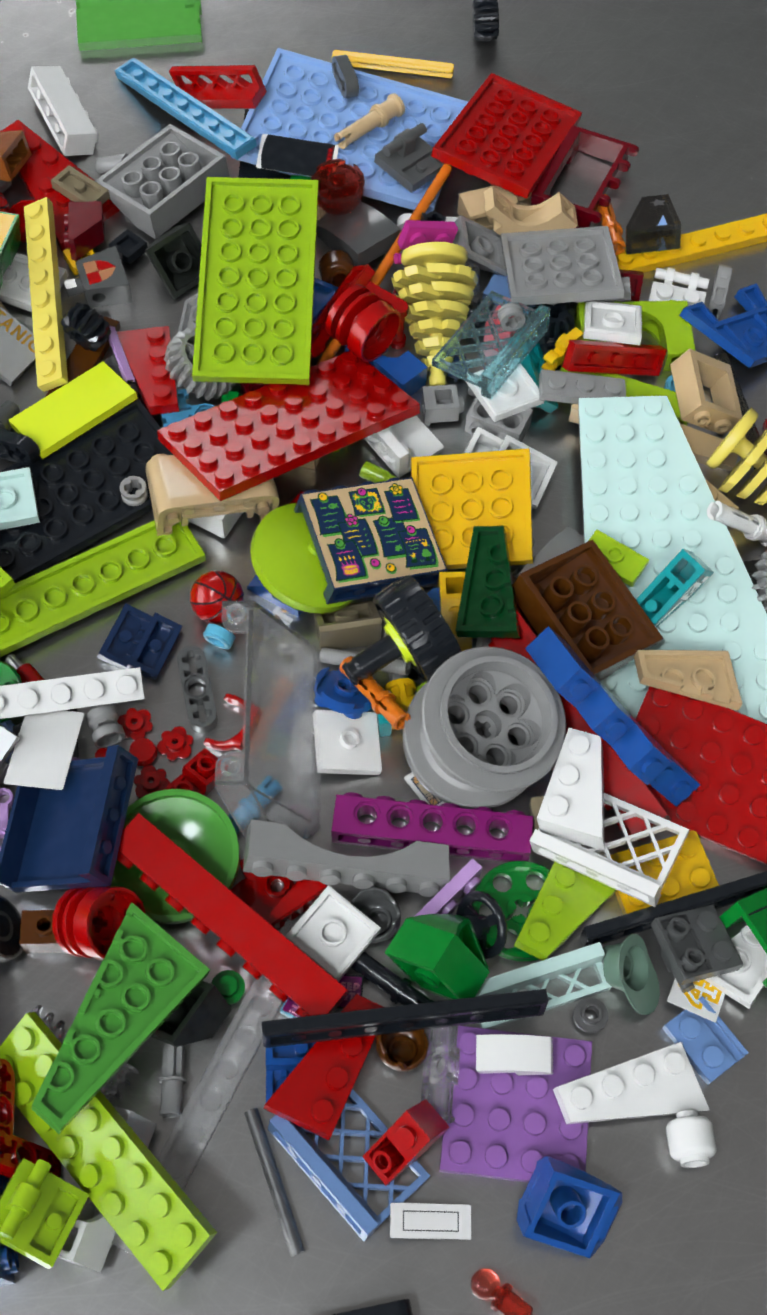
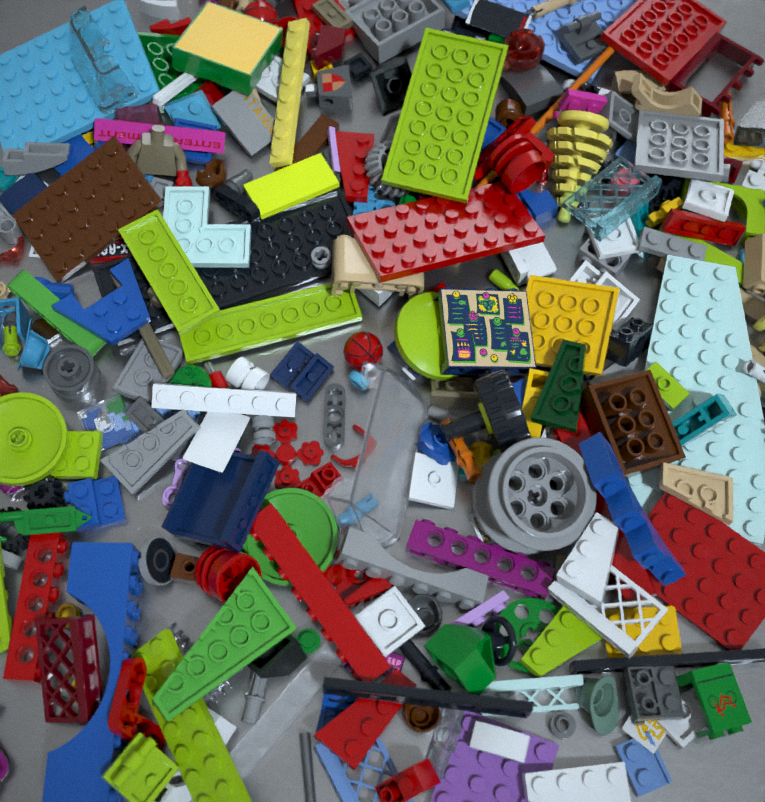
camera: 15 degrees right, 5 degrees up
(63, 660) = (246, 376): none -> white wheel
(86, 326) = (313, 124): black gear -> none
(441, 403) = (562, 235): light grey brick -> none
(514, 323) = (630, 181): light grey bush -> none
(557, 514) = (629, 341): none -> black brick

